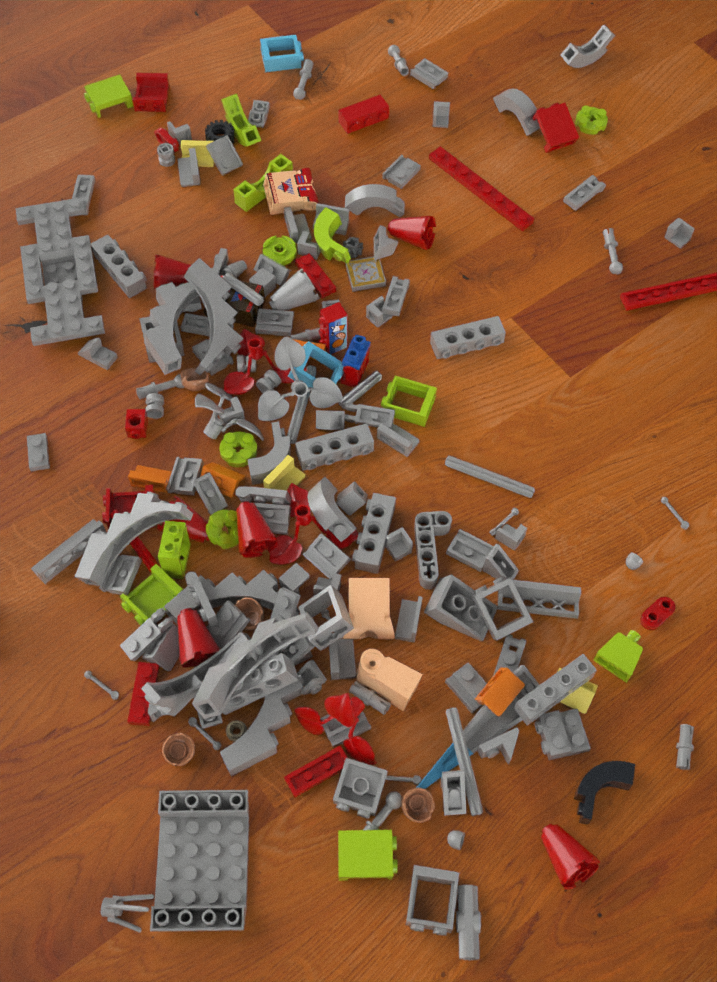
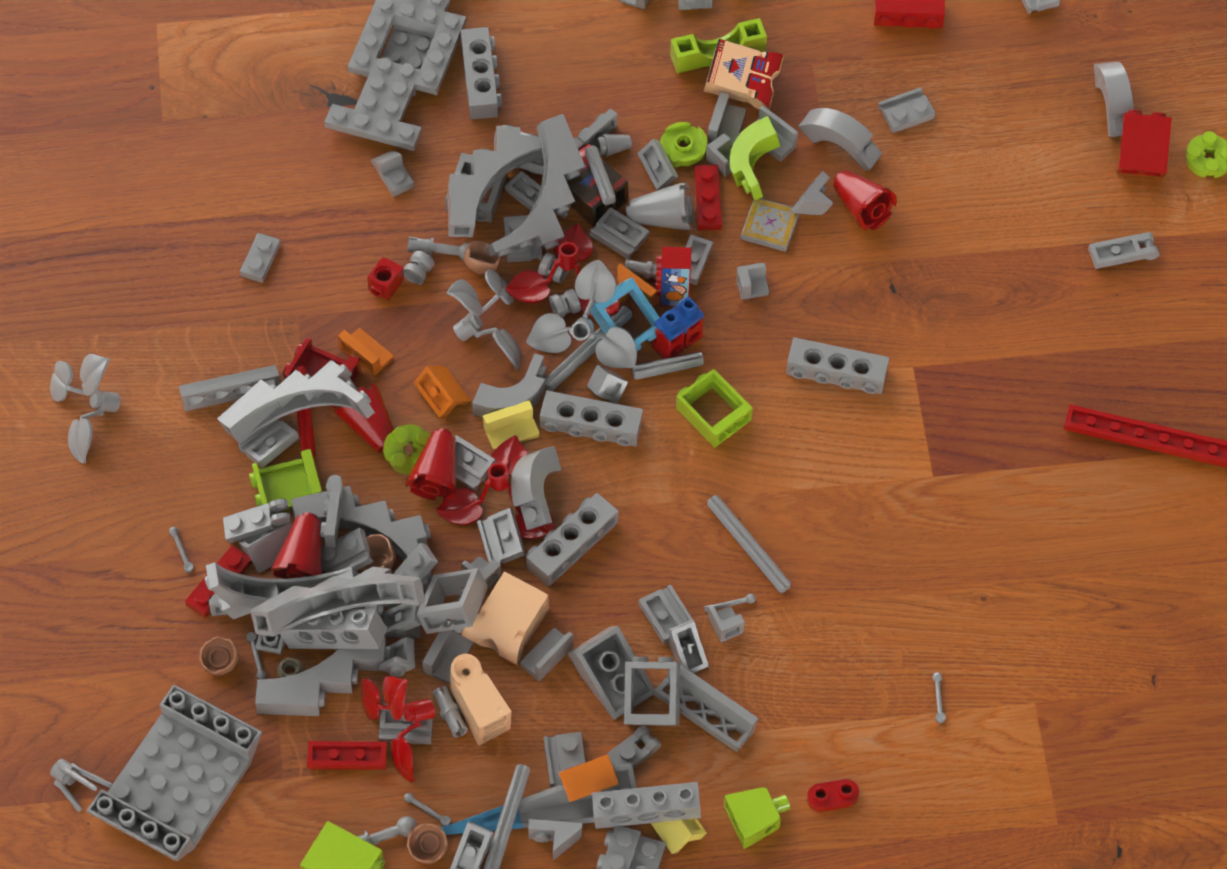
camera: 30 degrees right, 0 degrees up
(168, 271) = (530, 109): red cone -> none
(174, 544) = (330, 447): lime window -> none
(183, 474) = (403, 367): light grey plate -> none
(210, 493) = (416, 401): light grey plate -> none
(234, 440) = (478, 353): lime plate -> none
(235, 411) = (500, 319): light grey panel -> none
(263, 495) = (473, 433): light grey hinge -> none
(264, 278) = (637, 175): light grey panel -> none
(293, 578) = (447, 542): light grey panel -> none
(351, 498) = (572, 487): light grey panel -> none
(353, 246) = (774, 183): dark grey gear -> none
(359, 788) = (377, 794): light grey plate -> none
(369, 414) = (656, 403): light grey hinge -> none
(395, 296) = (785, 271): light grey plate -> none
(397, 439) = (672, 445): light grey panel -> none
(398, 544) = (589, 565): light grey panel -> none
(428, 550) = (620, 589): light grey beam -> none
(441, 114) = (1009, 55): light grey panel -> none
(481, 188) = (993, 181): red plate -> none
(615, 267) = (1093, 367): light grey pin -> none
(633, 561) = (845, 725): light grey hinge -> none
(679, 233) = (1206, 363): light grey panel -> none

